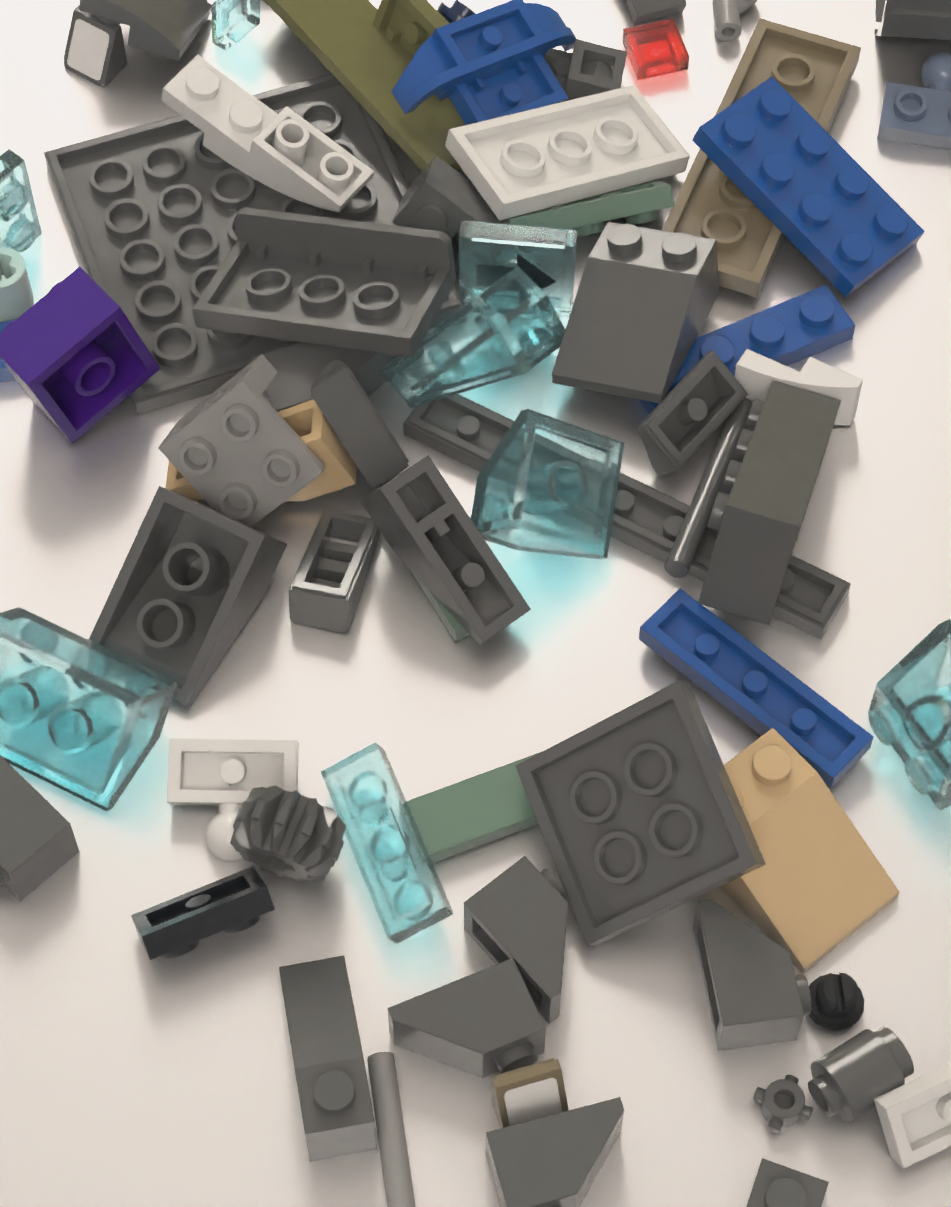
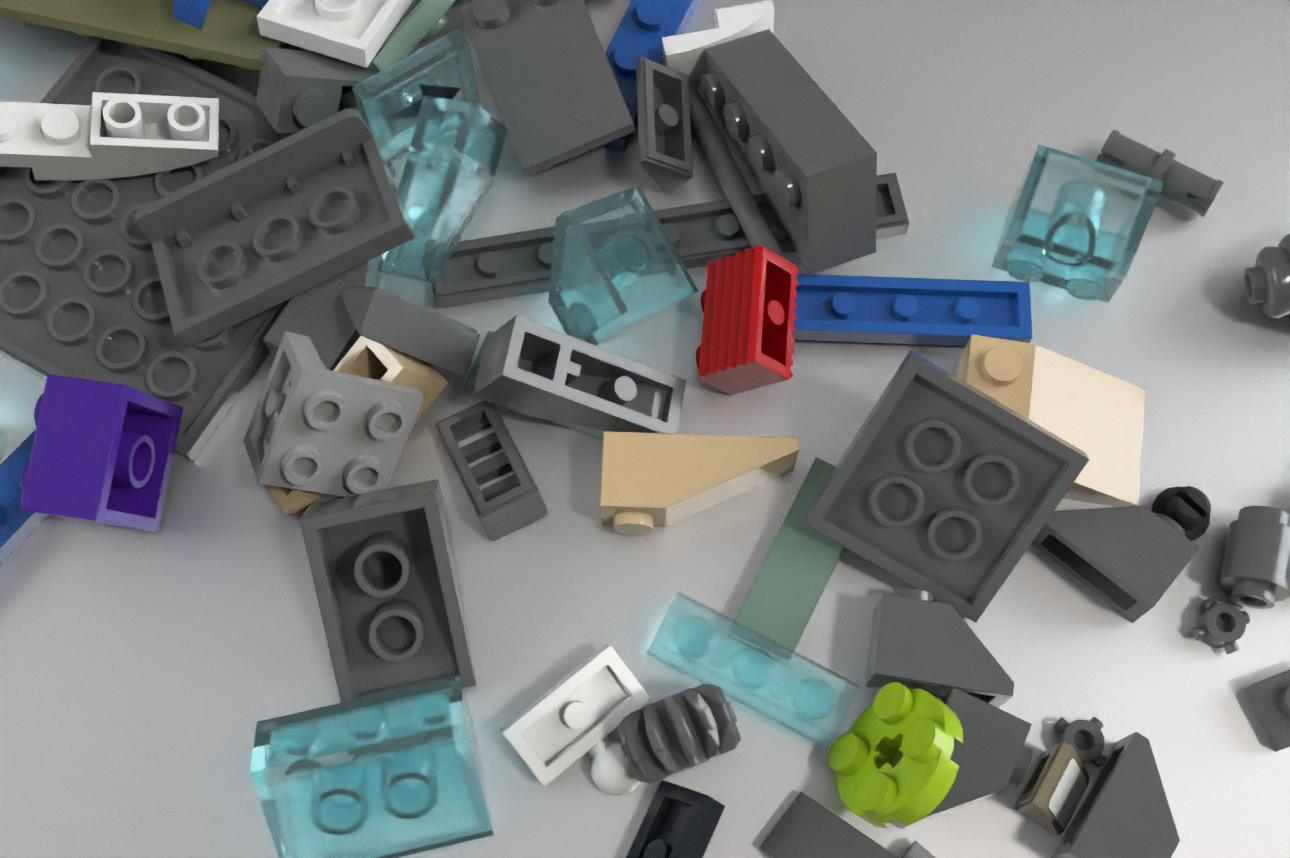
camera: 40 degrees left, 10 degrees up
(421, 973) = (895, 723): none -> lime plate
(466, 675) = (670, 476): none -> tan slope
(586, 1087) = (1084, 737): none -> dark grey piece
(615, 599) = (748, 321): none -> red brick

